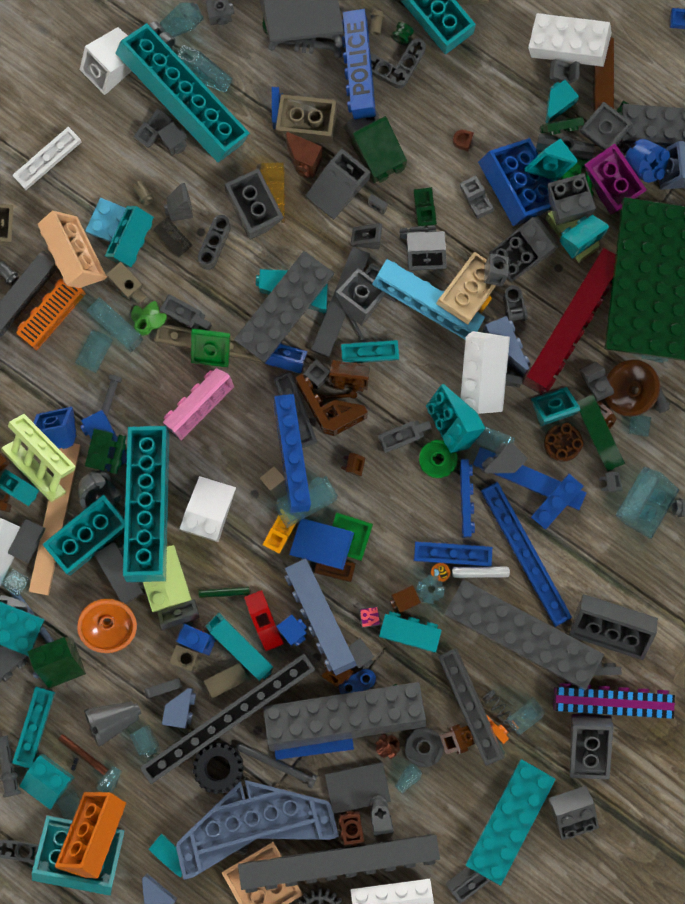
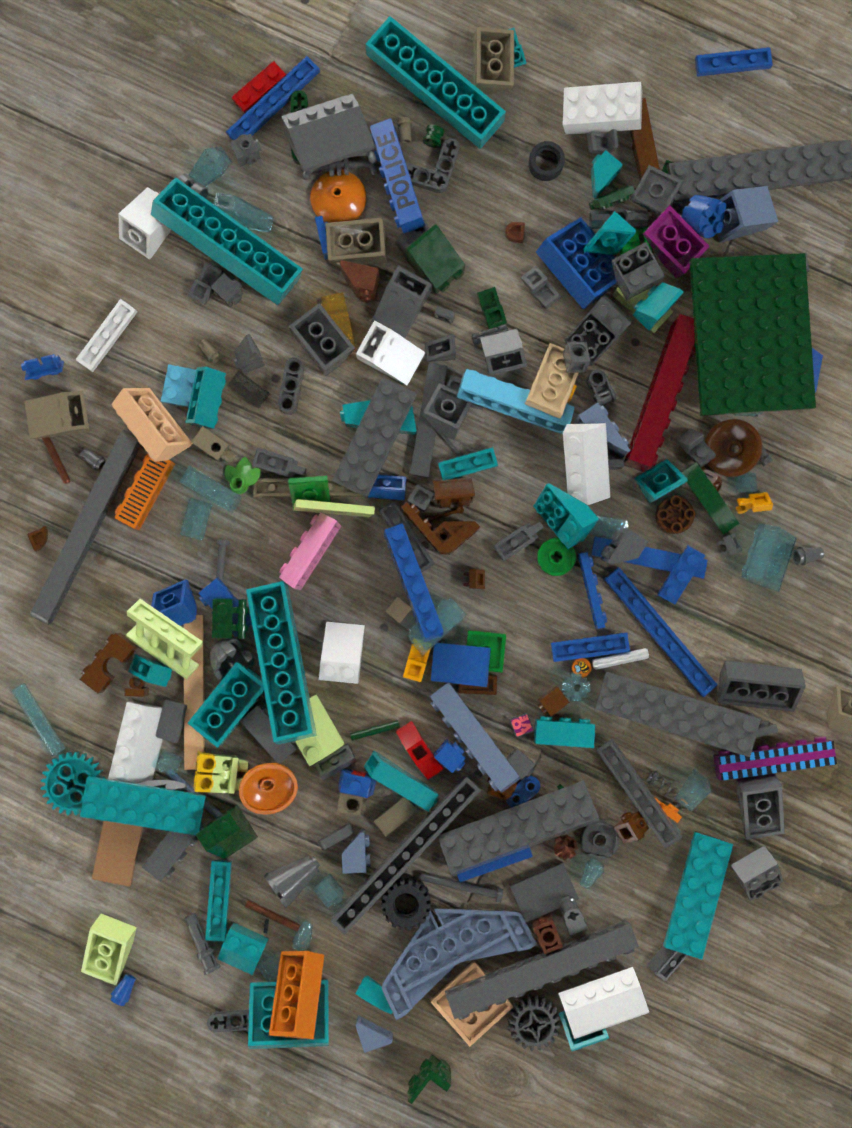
camera: 10 degrees left, 5 degrees up
(69, 600) = (221, 773): none -> hips
(230, 366) = (333, 508): none -> yellowish green tile
(301, 83) = (342, 207): none -> orange dish
(316, 230) = (389, 353): none -> white slope
(510, 65) = (546, 146): none -> black tyre
(644, 445) = (757, 502): none -> light orange plate

